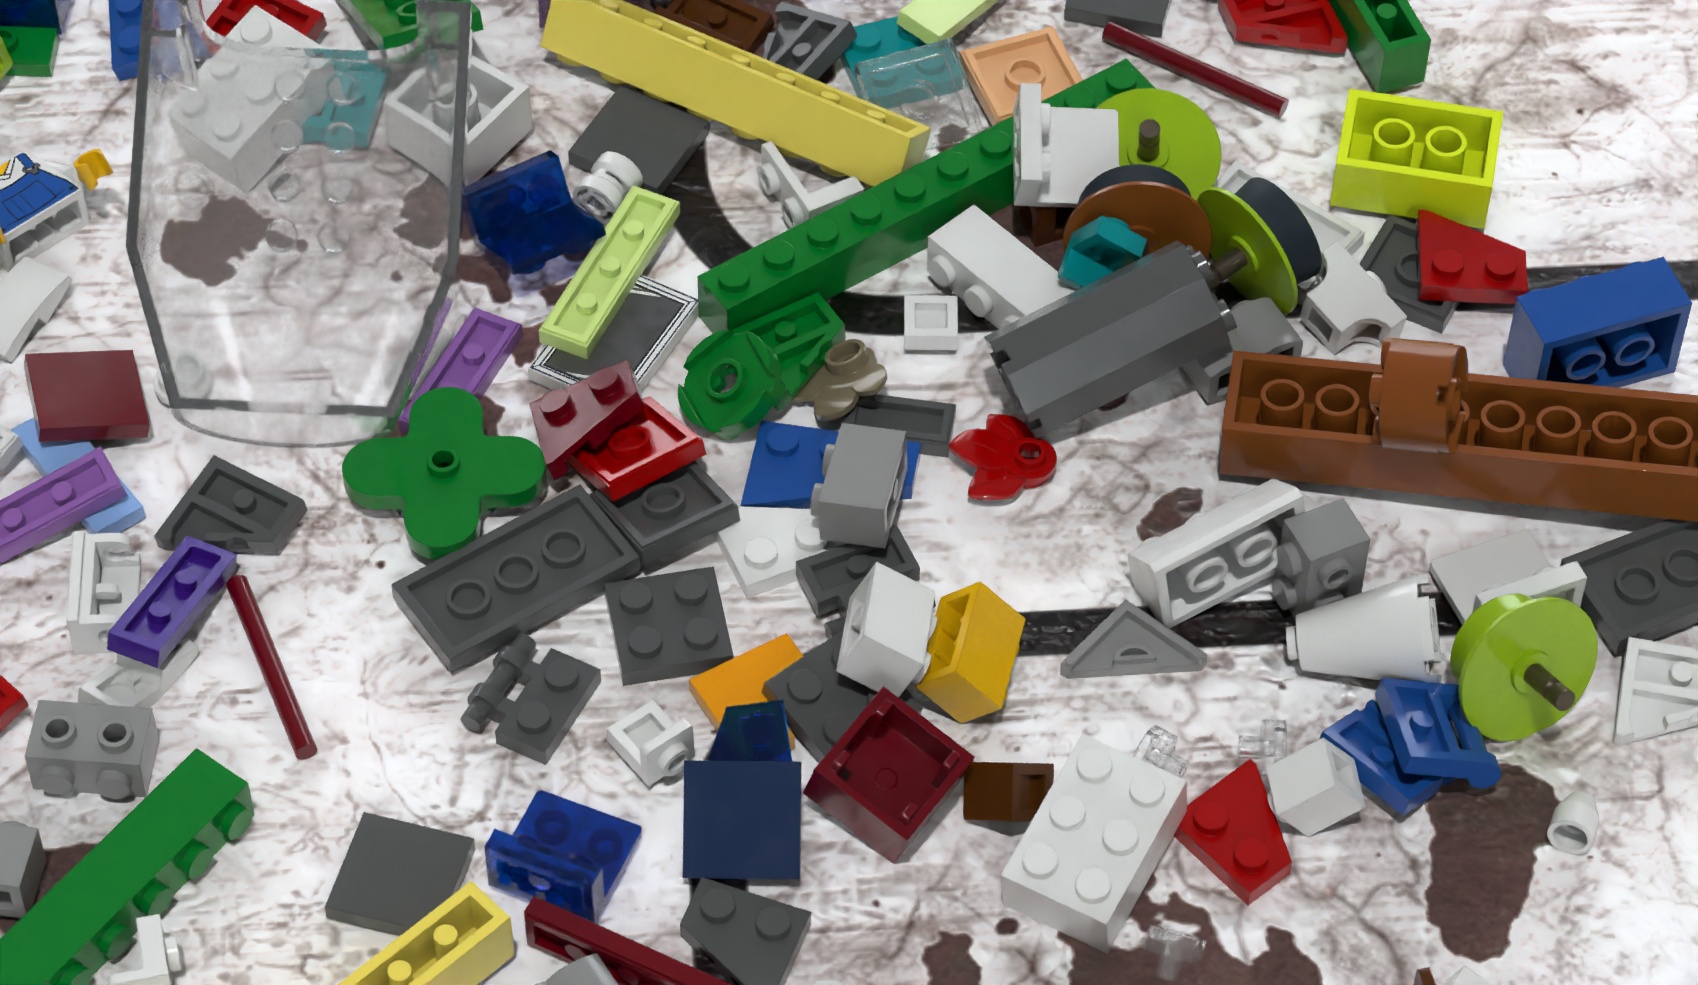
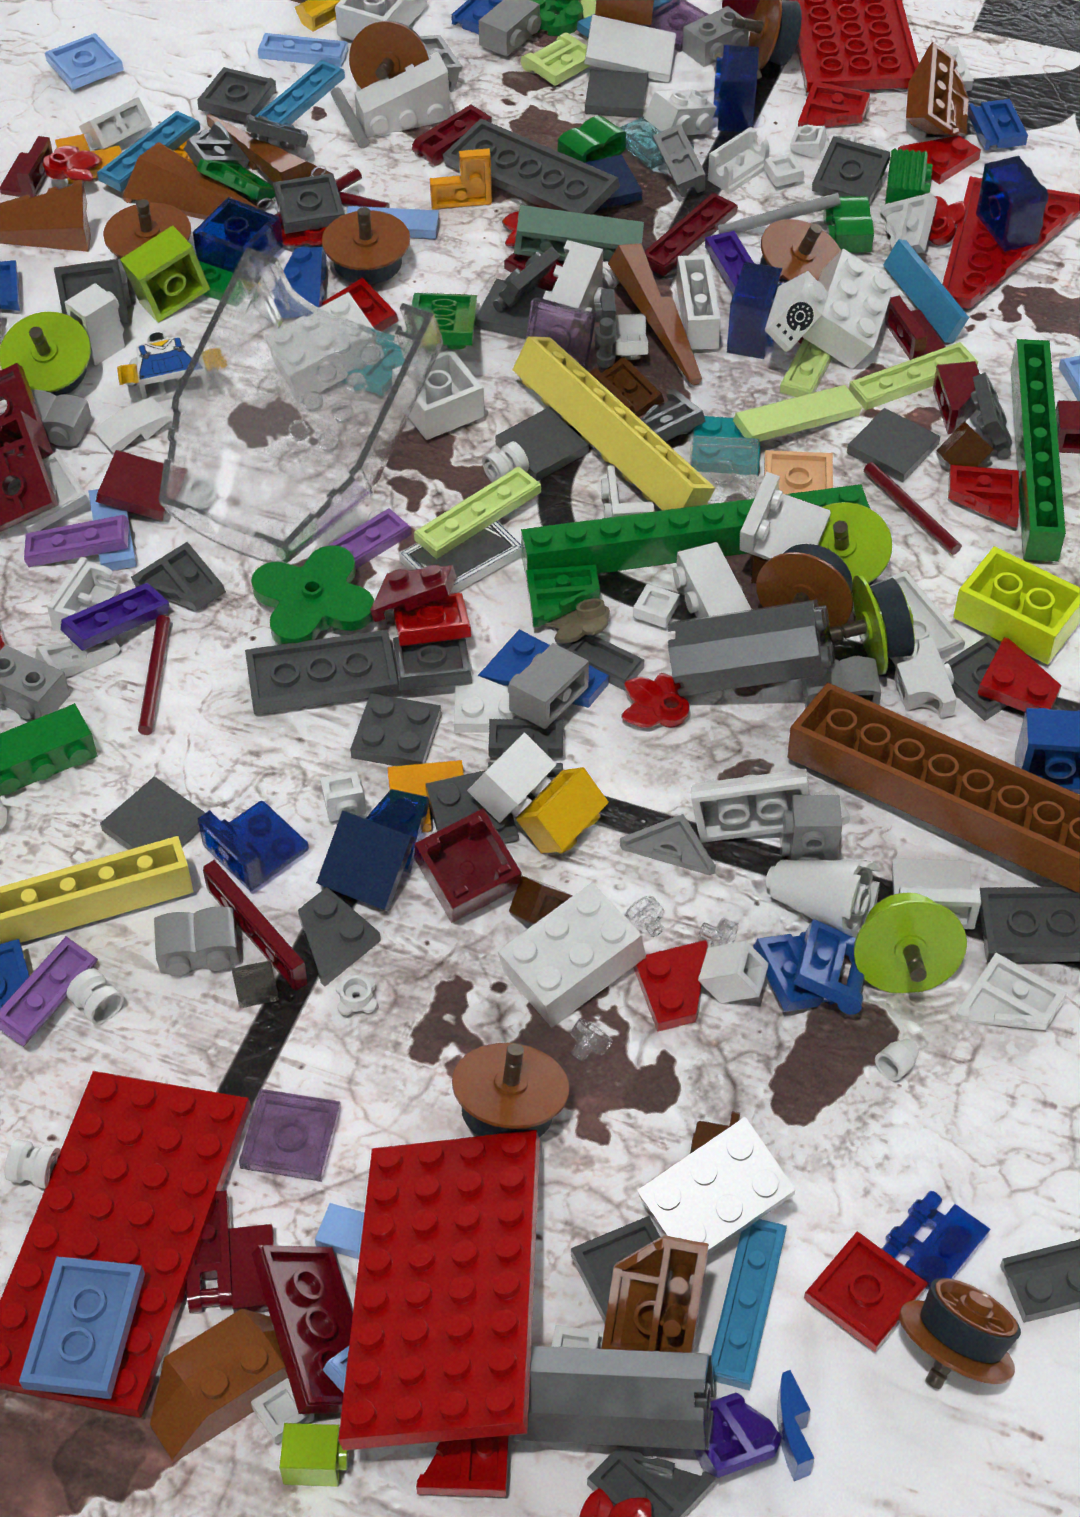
camera: 25 degrees right, 0 degrees up
(528, 215) = (446, 462): clear blue bracket -> none
(546, 706) = (295, 754): dark grey plate -> none
(750, 398) = (506, 614): green plate -> none
(1099, 251) = (772, 590): teal bracket -> none
(1419, 396) = (919, 746): dark orange brick -> none

